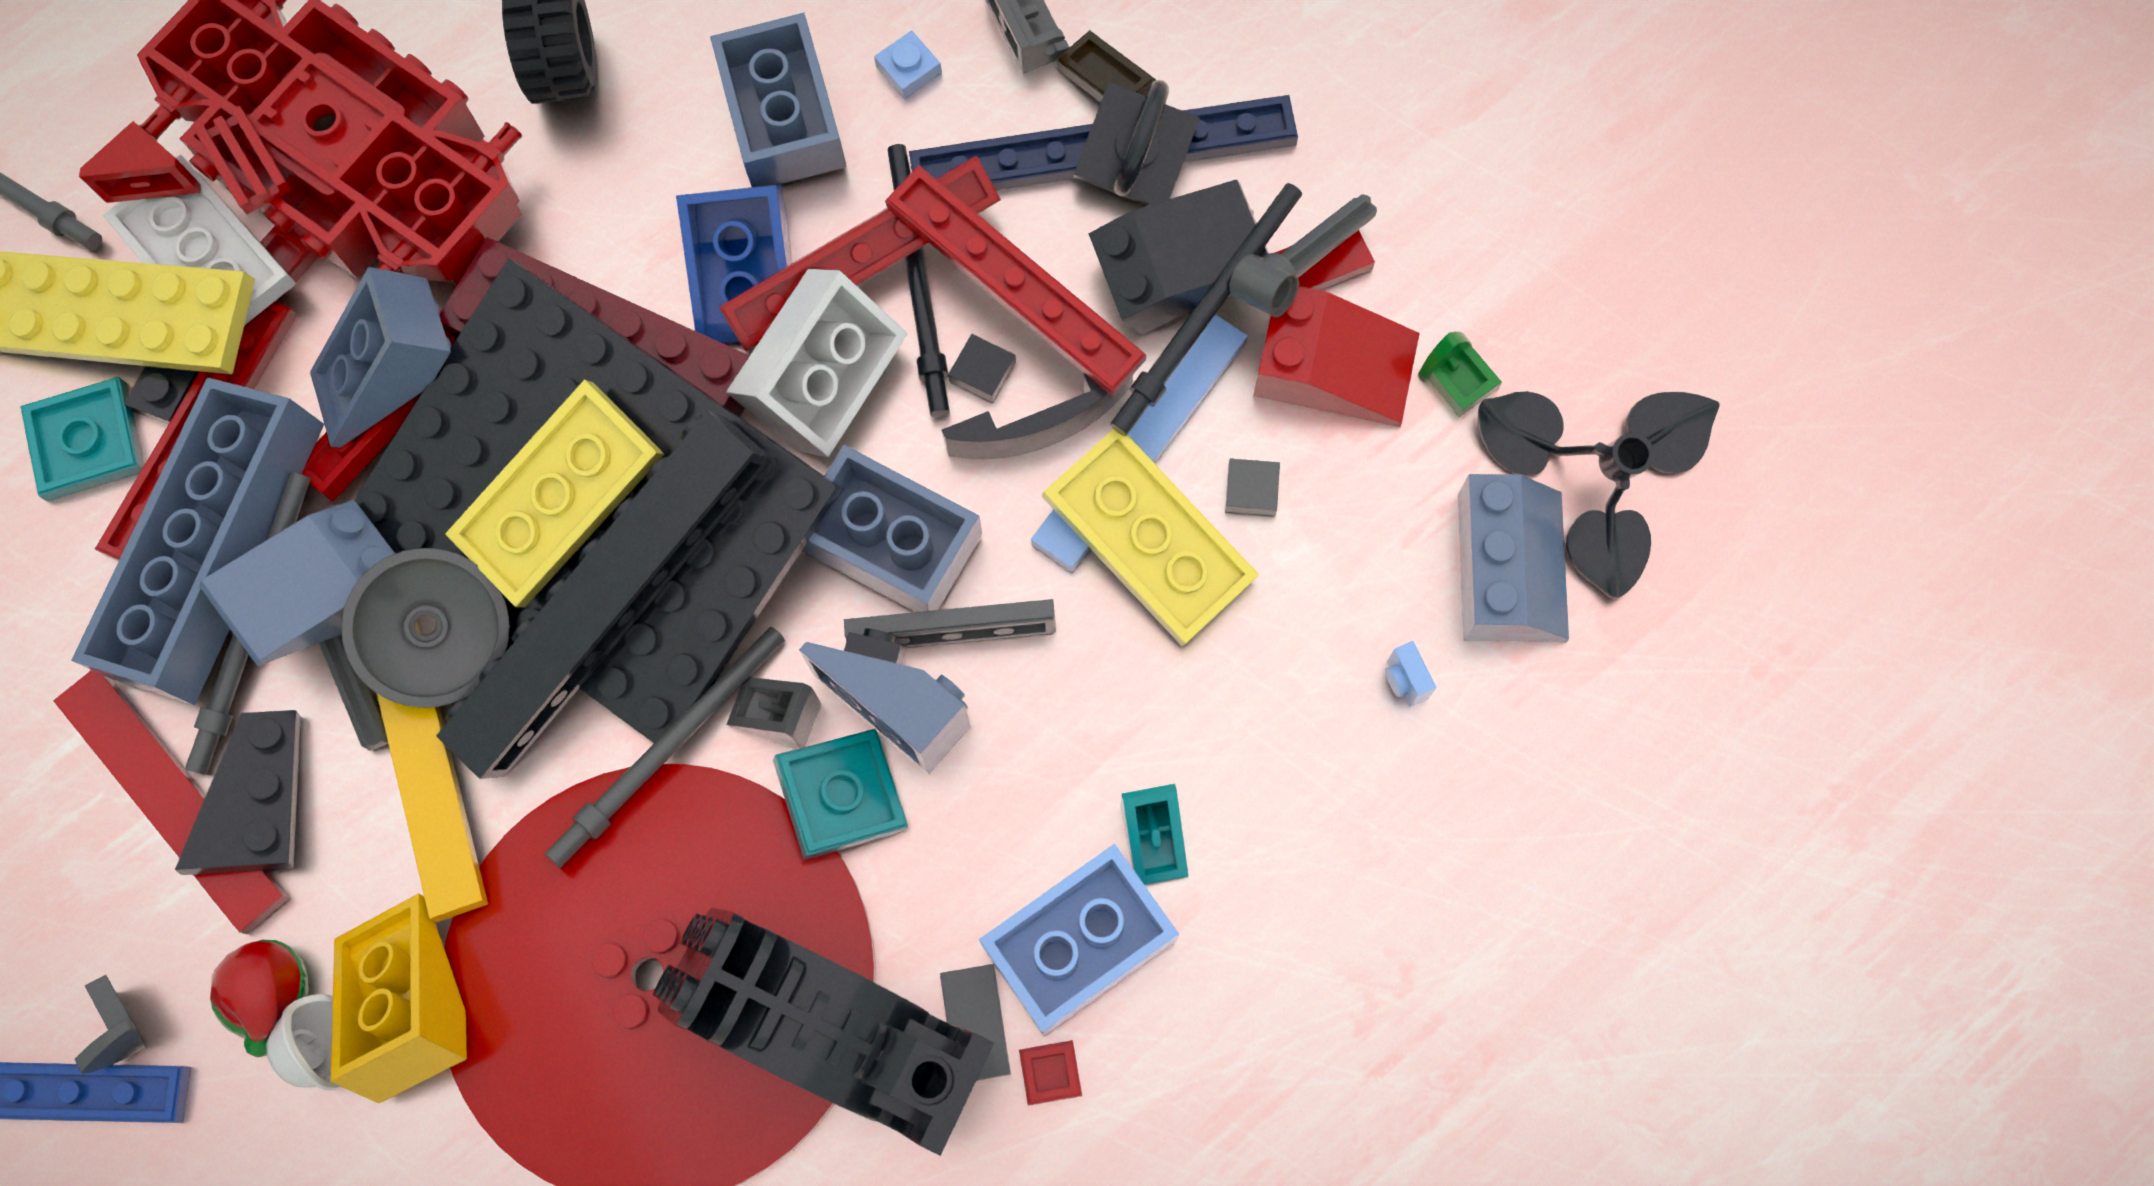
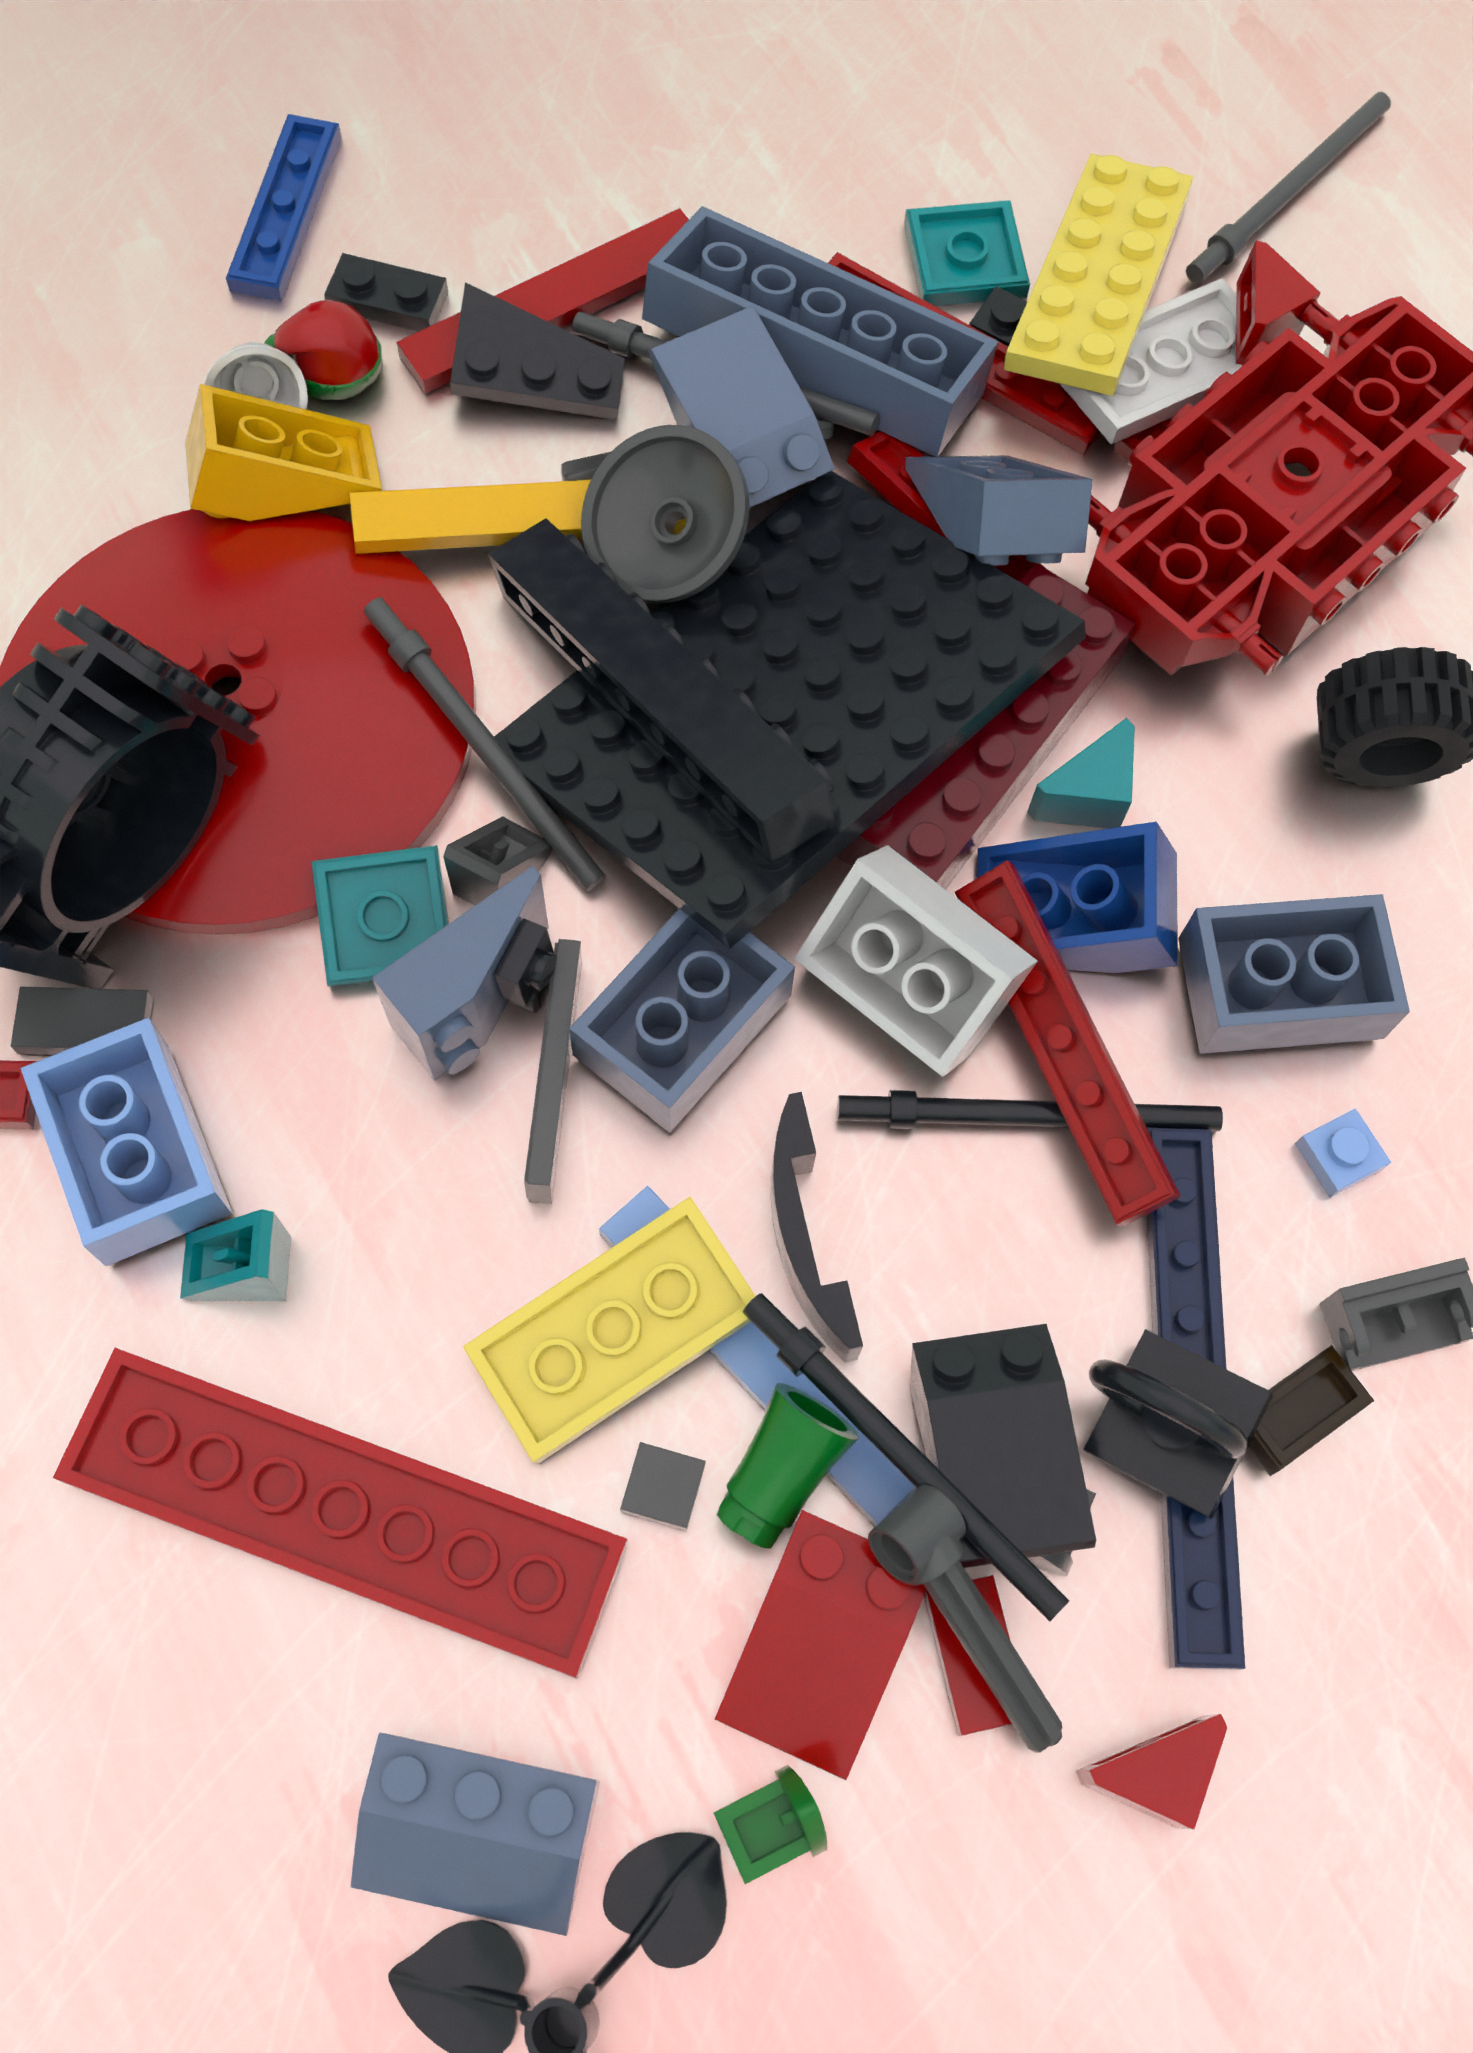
camera: 95 degrees right, 5 degrees down
(120, 1039) = (333, 233): dark grey tile -> none
(176, 961) = (388, 292): none -> black plate
(224, 130) = (1244, 371): red tile -> none
(554, 494) = (787, 644): light yellow plate -> none
(629, 258) = (1091, 786): none -> teal slope
(982, 367) = (892, 1170): black tile -> none
(1015, 280) = (983, 1213): red tile -> none
(1224, 396) = (783, 1465): none -> green plant
(1322, 712) = (344, 1511): none -> red plate
(1365, 133) = (1163, 1774): none -> red slope
(1409, 674) = (349, 1634): light blue plate -> none

